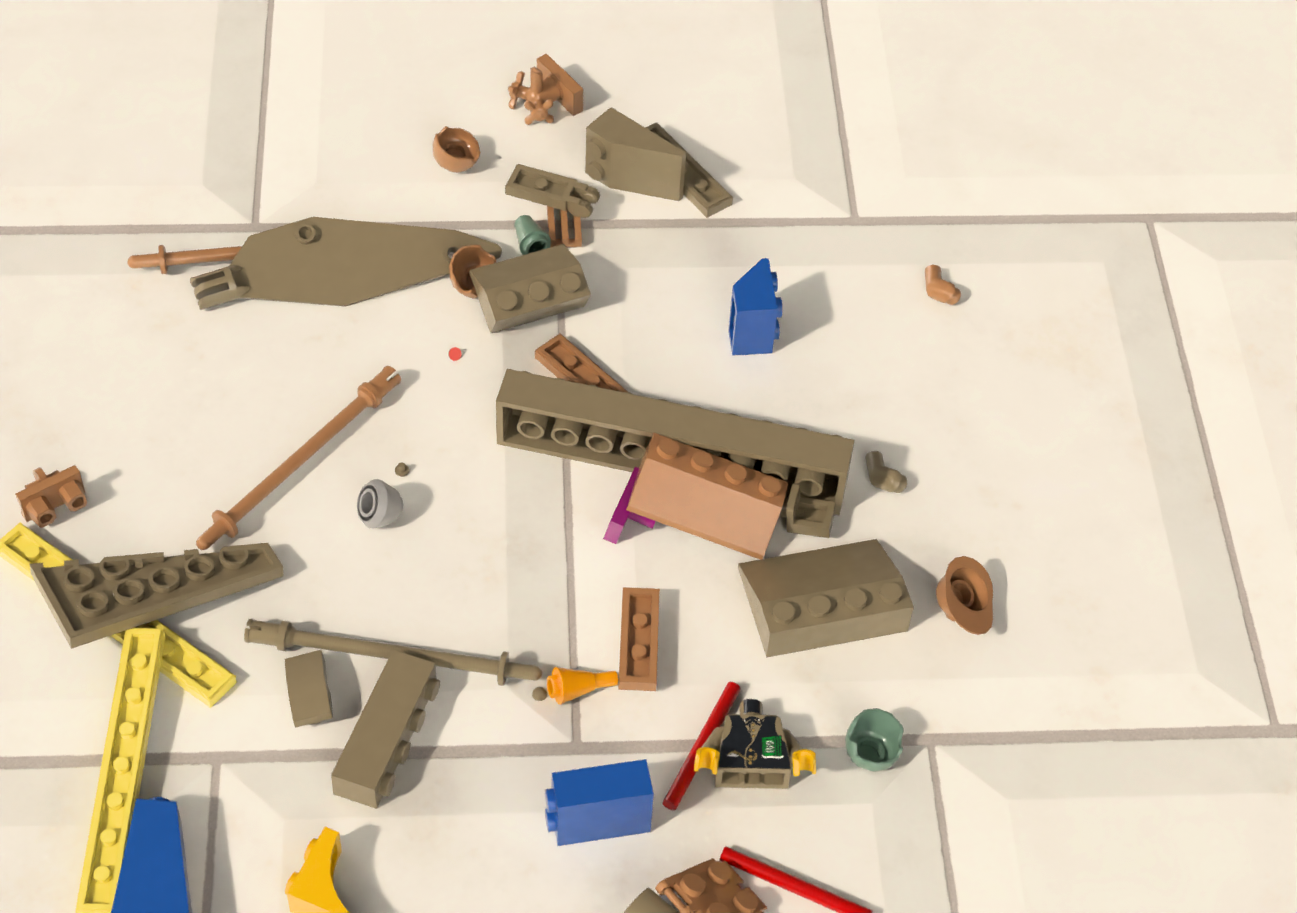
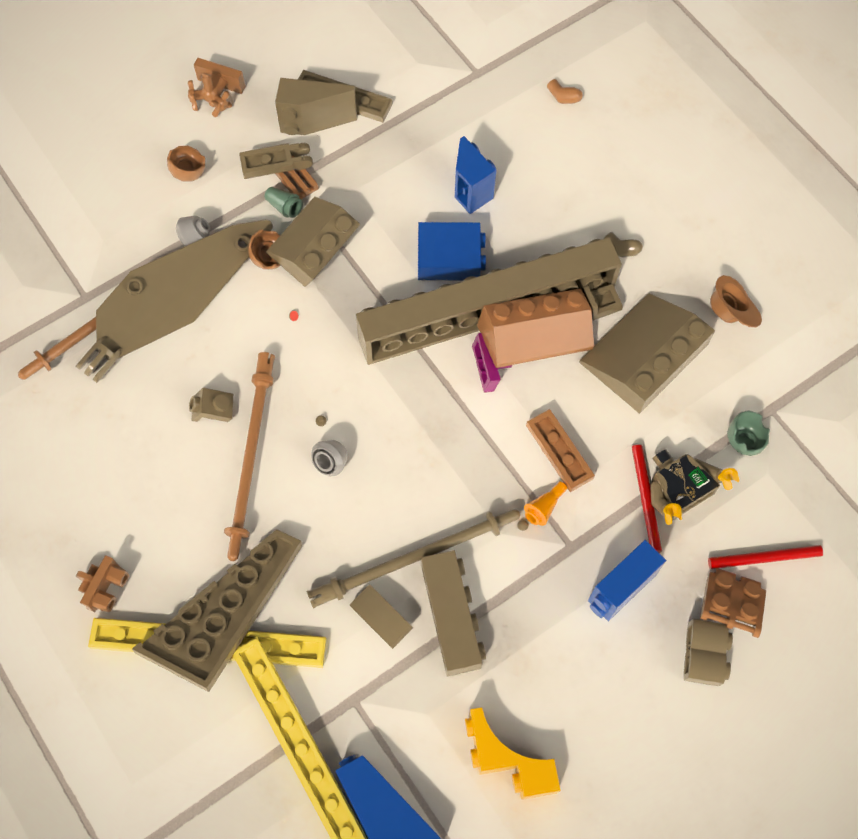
camera: 30 degrees left, 15 degrees up
(298, 390) = (211, 405): none -> dark tan bracket
(409, 211) = (192, 229): none -> light grey cone
(572, 365) = (384, 282): medium nougat tile -> none
(674, 370) = (450, 250): none -> blue brick

